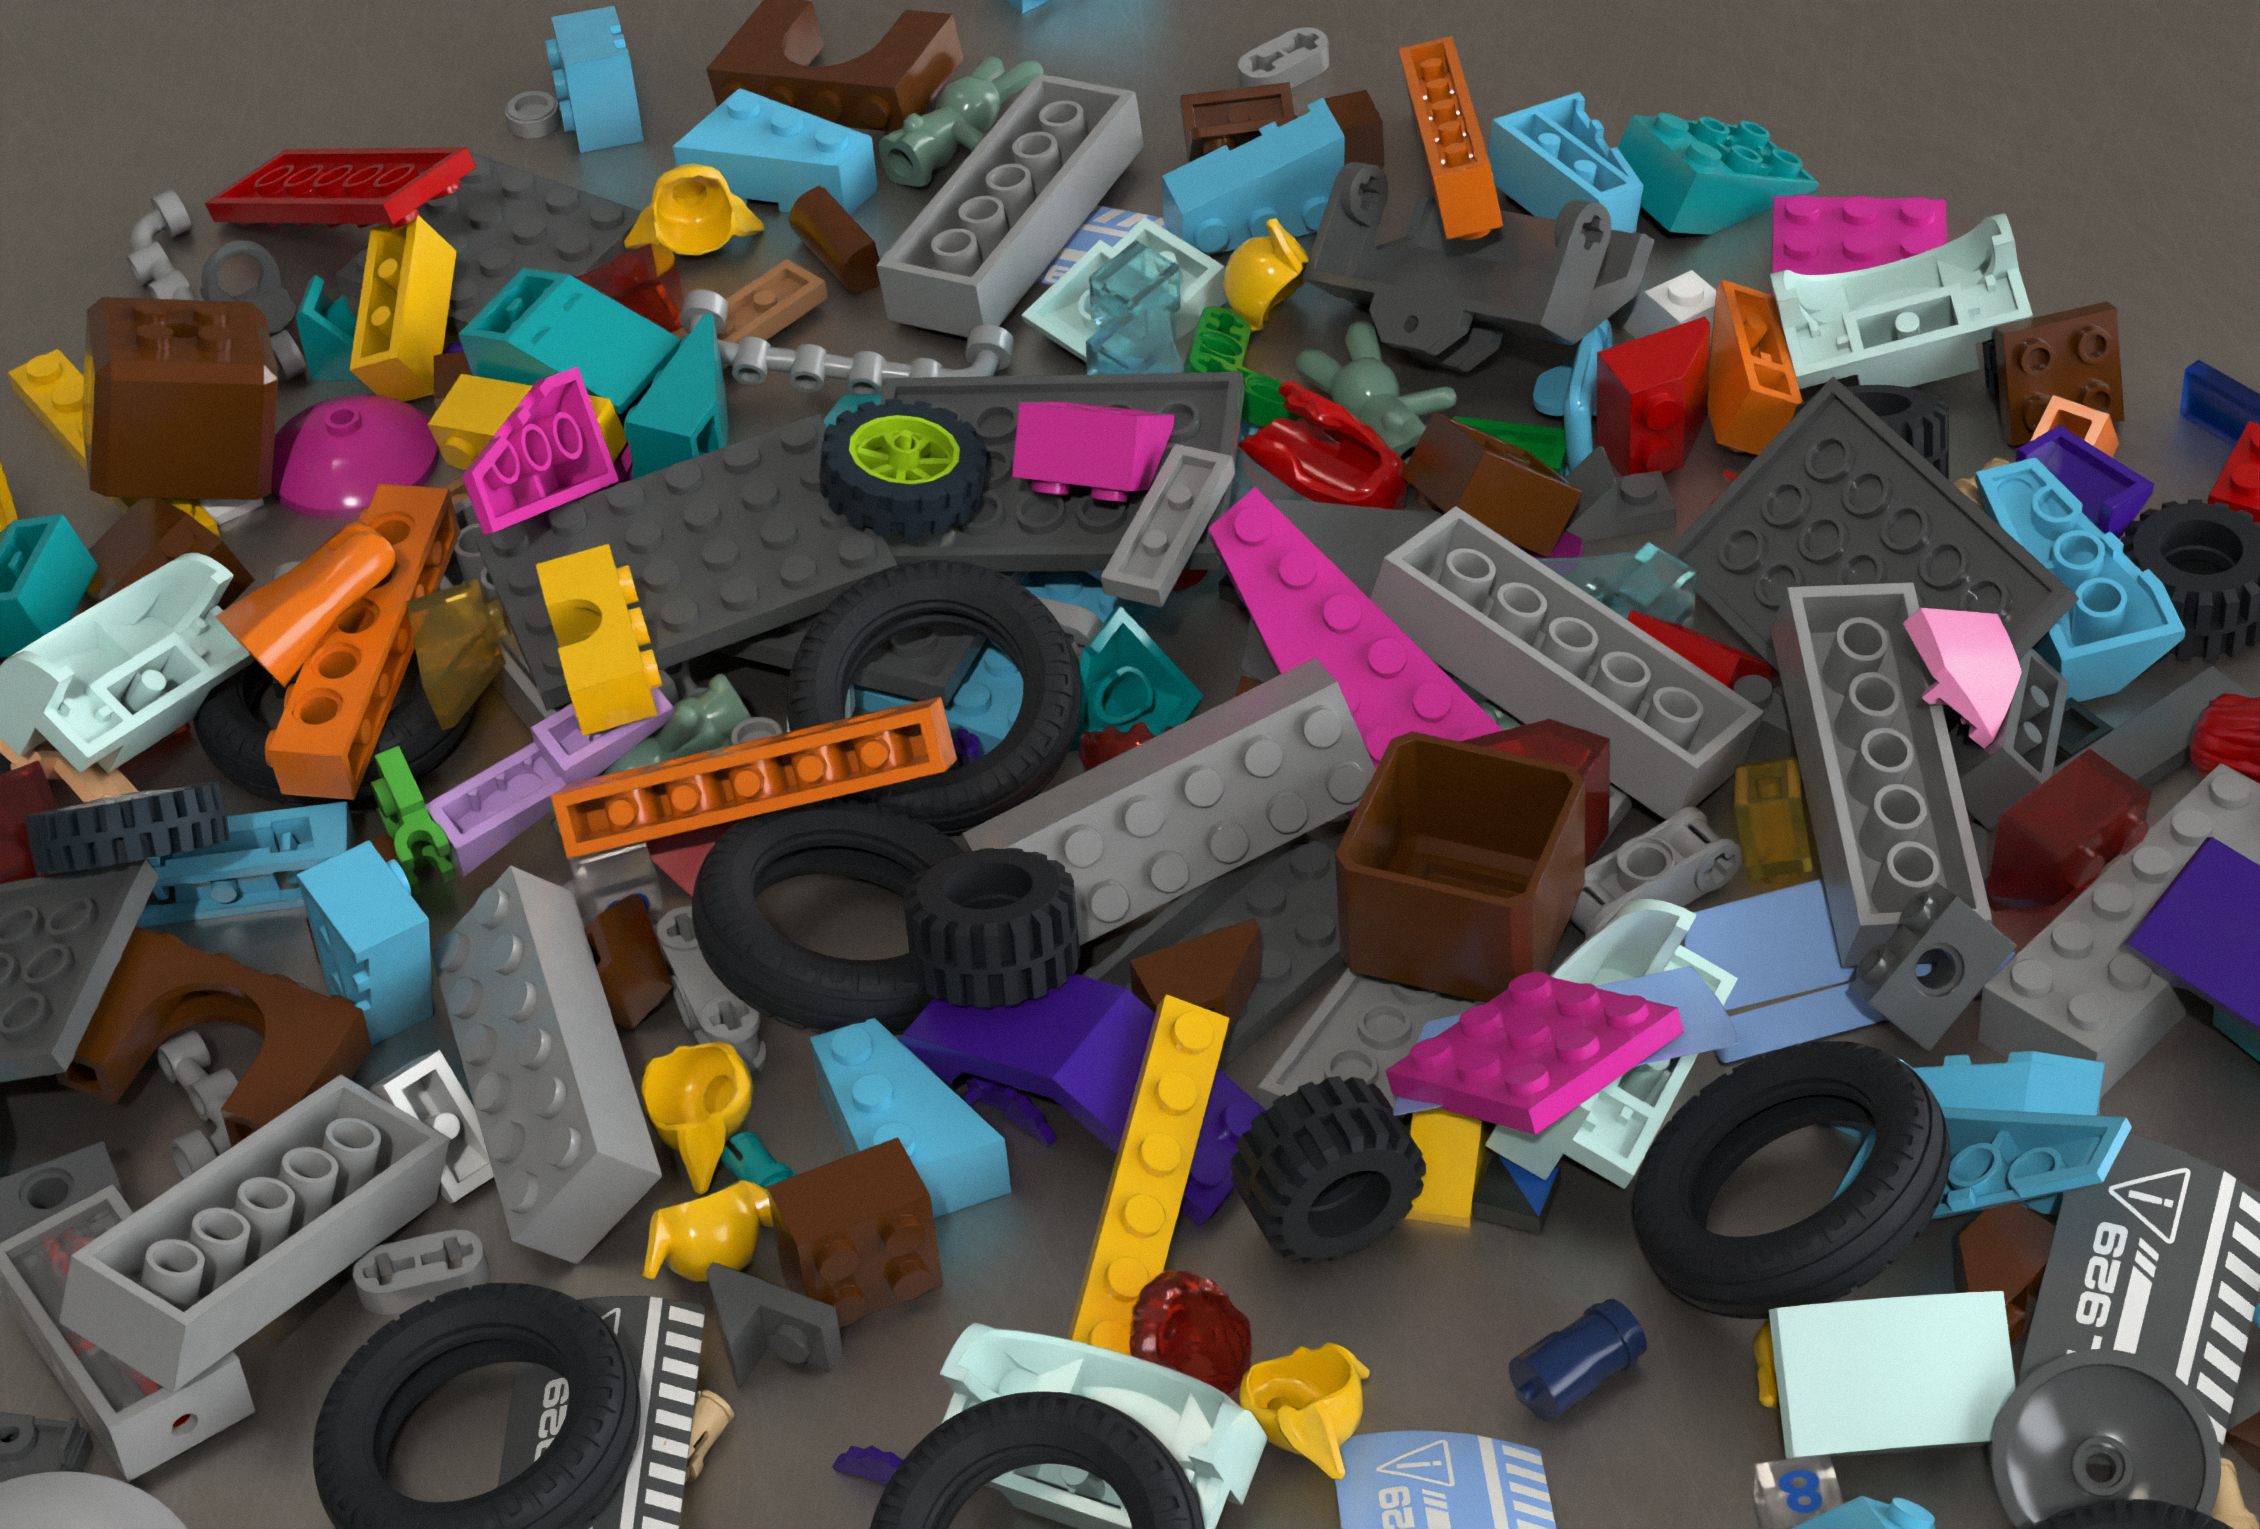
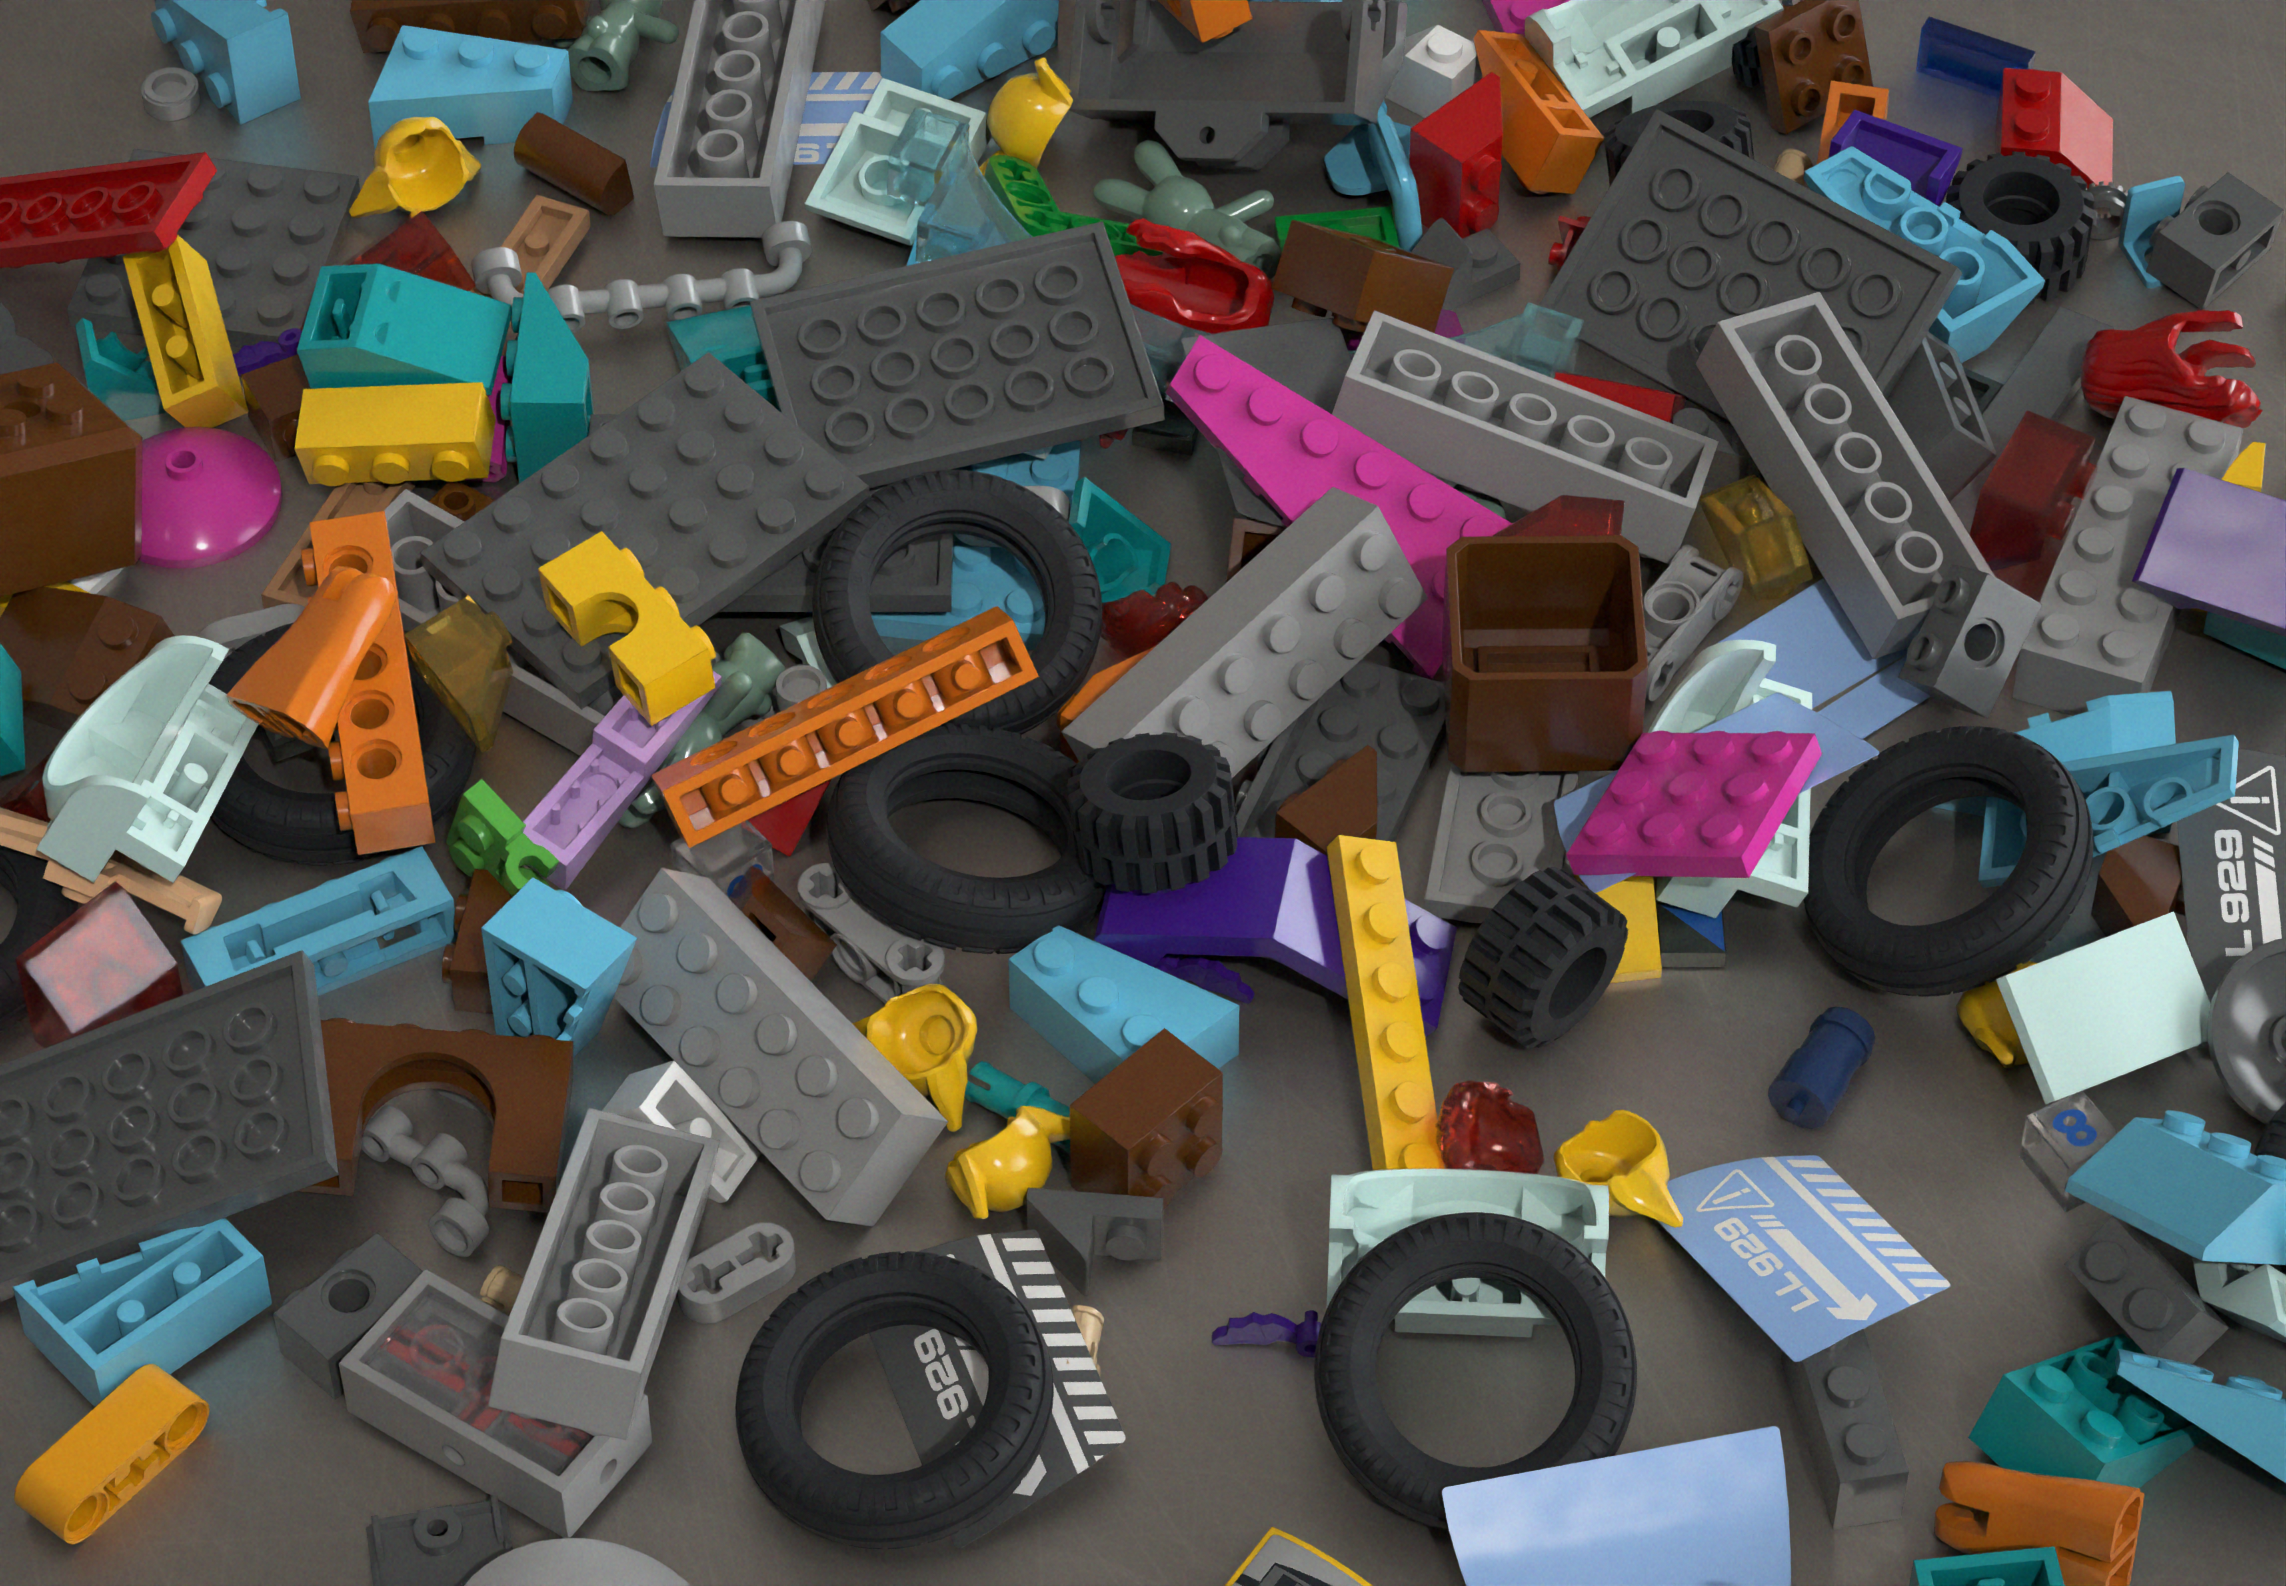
camera: 25 degrees left, 5 degrees up
(127, 828) = (259, 925): black wheel -> none
(540, 455) = (471, 457): dark pink wedge -> none
(921, 464) = (813, 383): black wheel -> none
(1089, 447) = (1003, 329): dark pink slope -> none
(1168, 525) = (1113, 389): light grey plate -> none
(1971, 664) = (1902, 357): bright pink slope -> none

